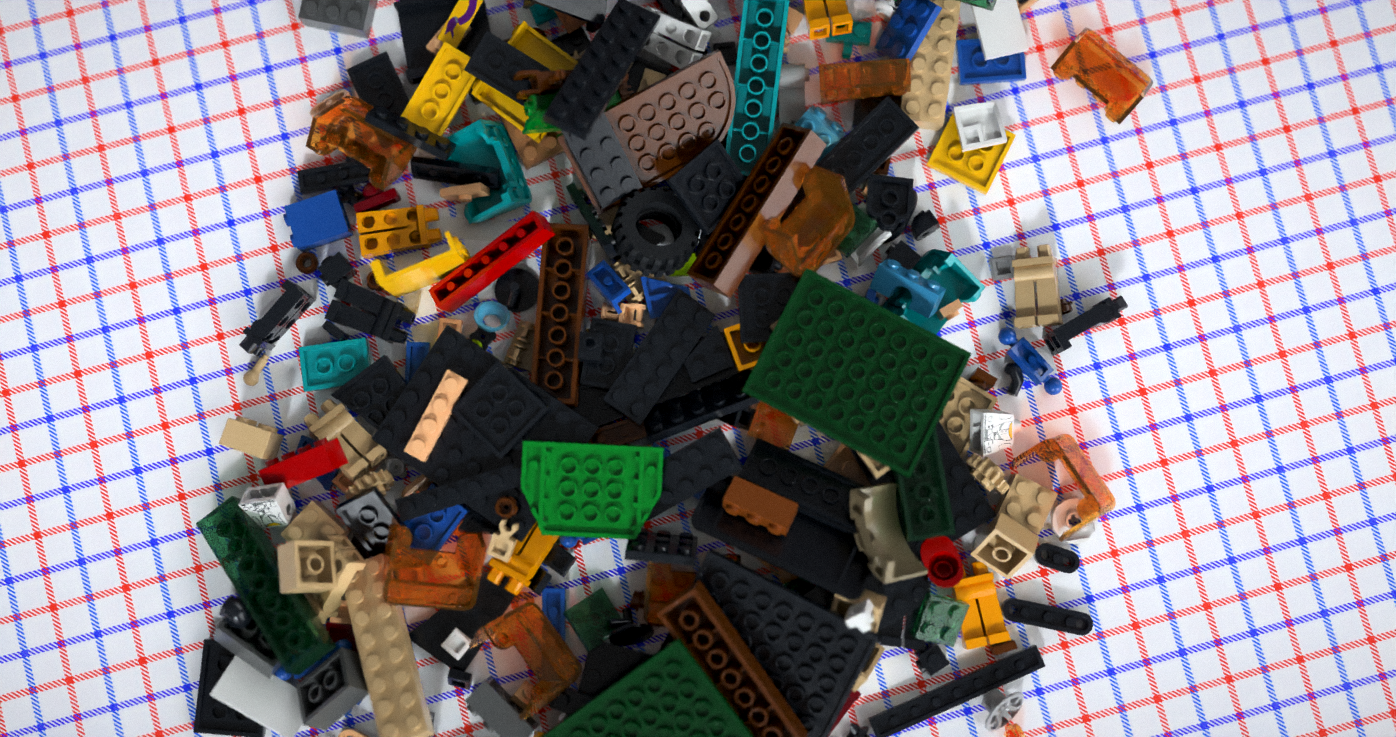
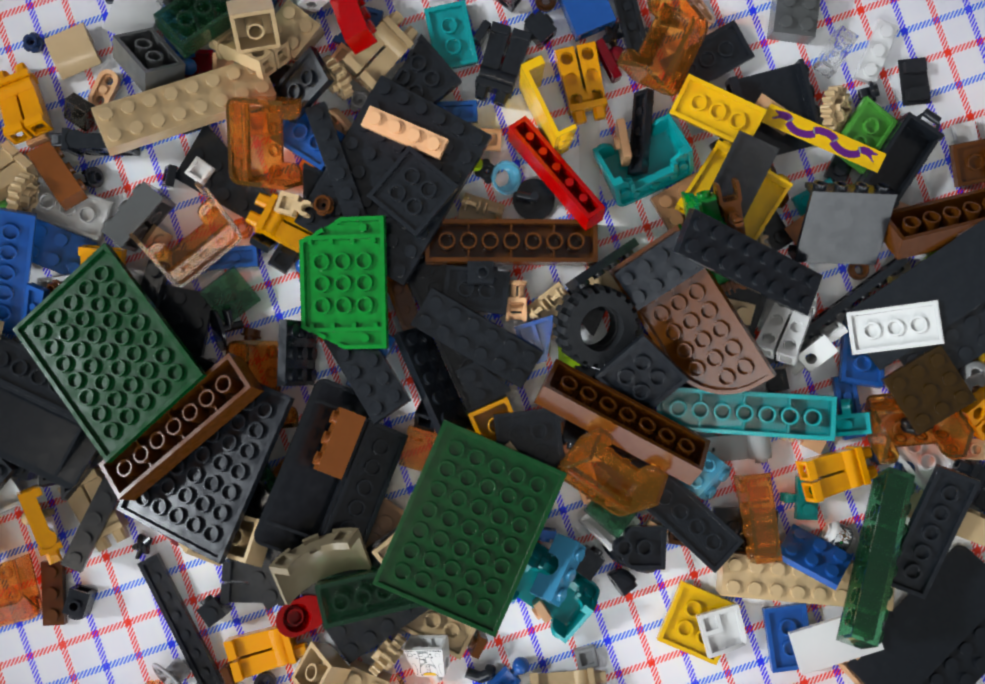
camera: 90 degrees right, 5 degrees up
(410, 132) = (675, 85): black plate -> none
(608, 284) = (542, 285): blue panel -> none
(860, 615) = (238, 544): white tile -> none
(940, 619) = (248, 616): clear green plate -> none

